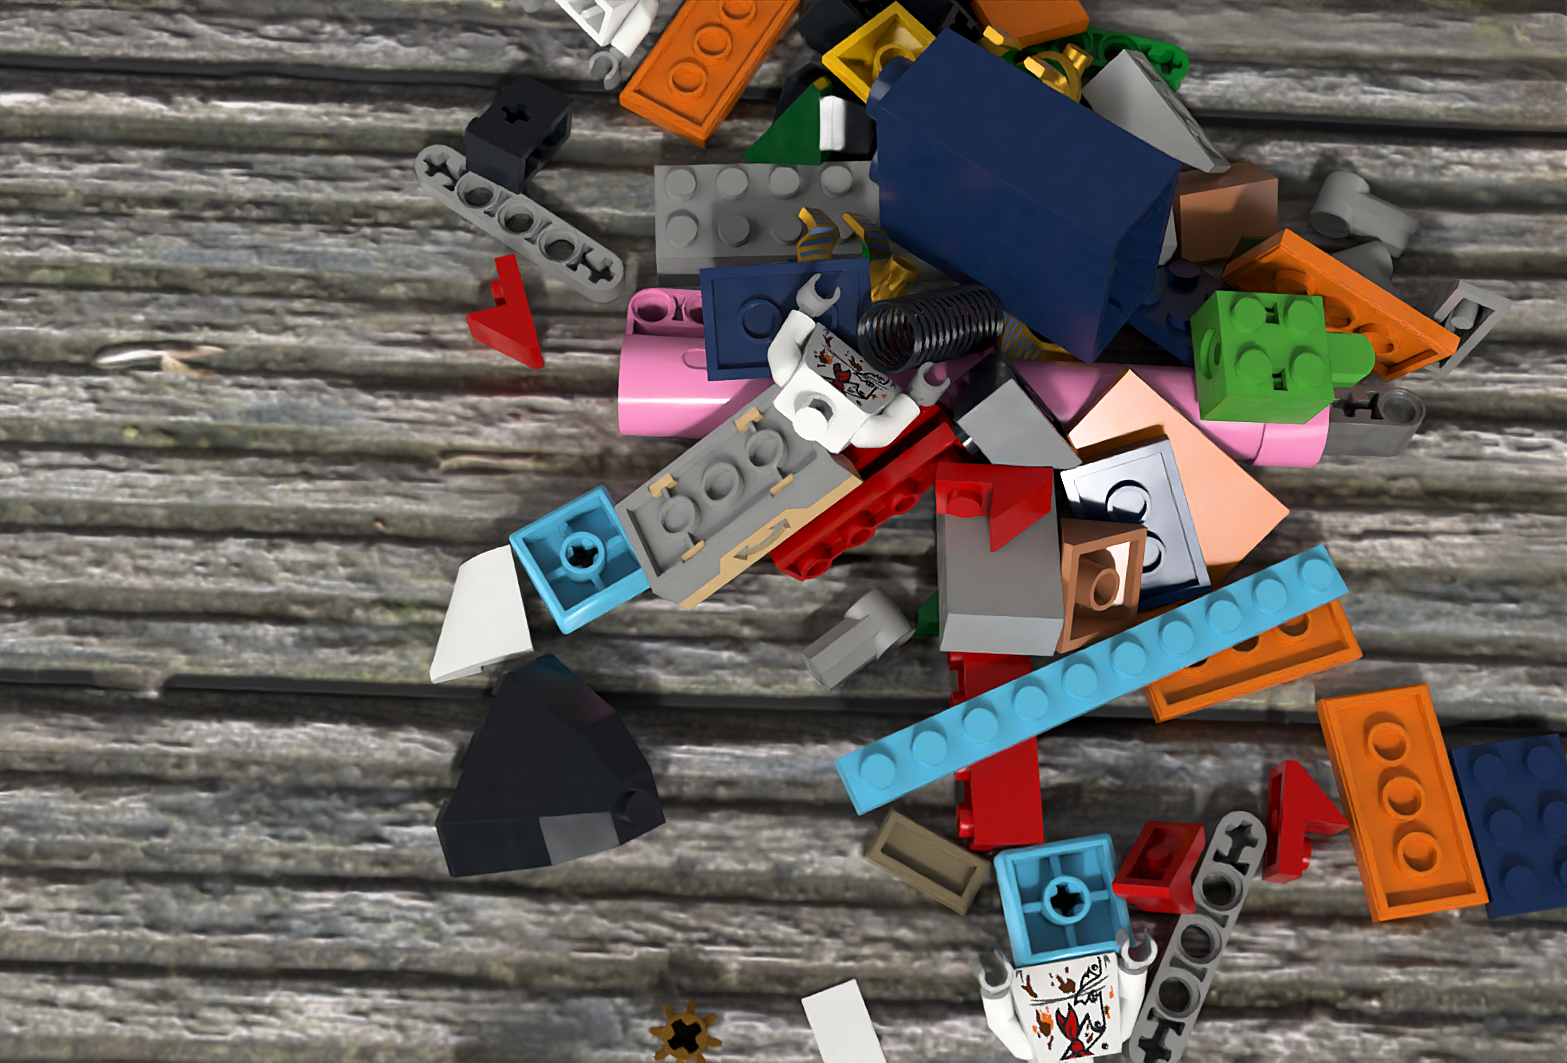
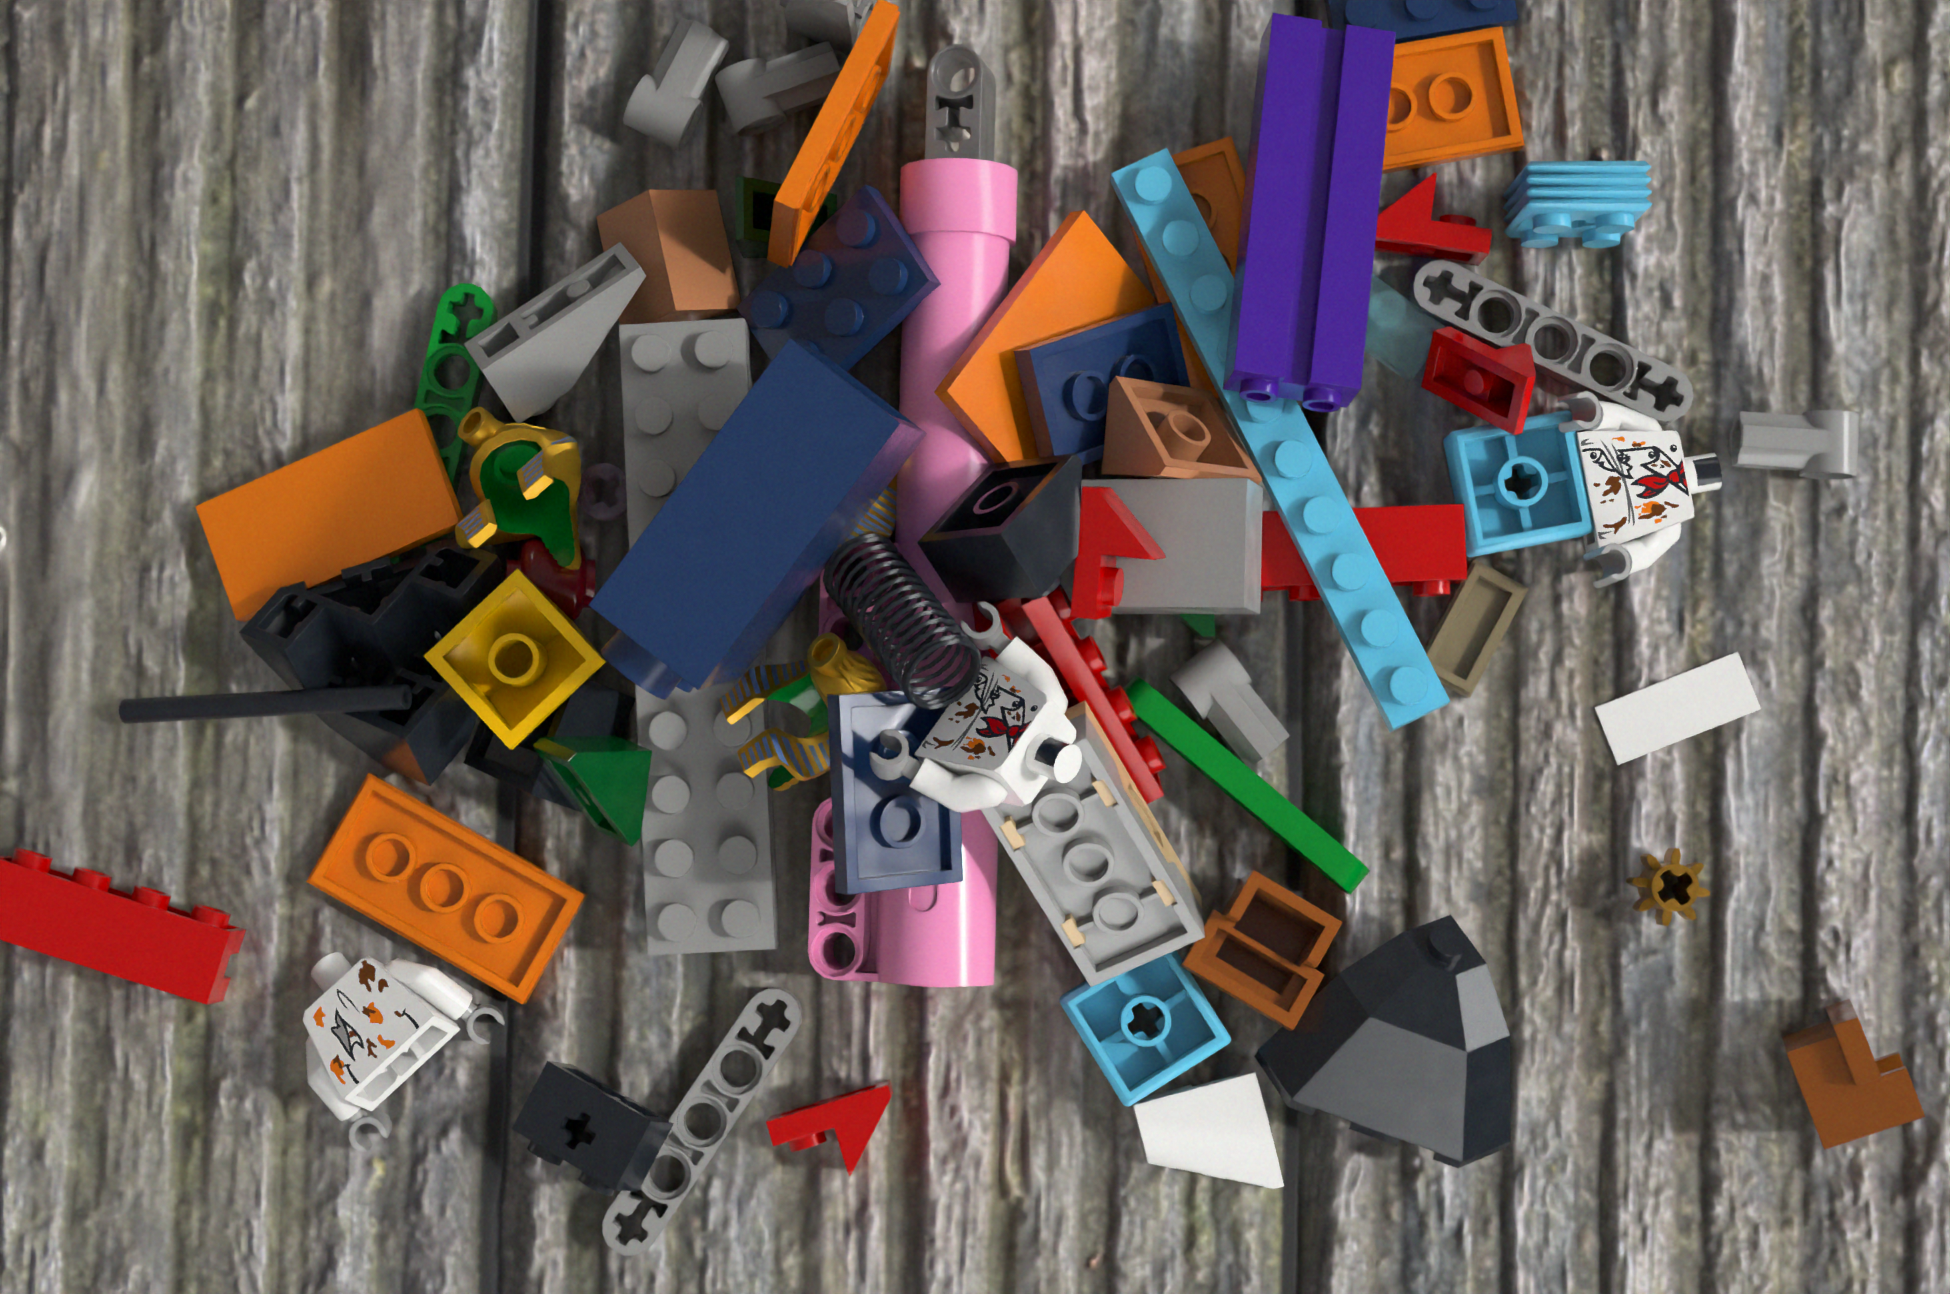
camera: 85 degrees left, 15 degrees up
(640, 653) = (1264, 949): none -> dark orange plate
(784, 651) = (1245, 787): none -> green beam
(1208, 780) = (1398, 330): none -> clear light blue tile
(1271, 358) = (929, 216): bright green brick -> none
(1305, 700) = (1309, 214): none -> dark purple brick
(1335, 957) = (1576, 201): none -> medium azure brick

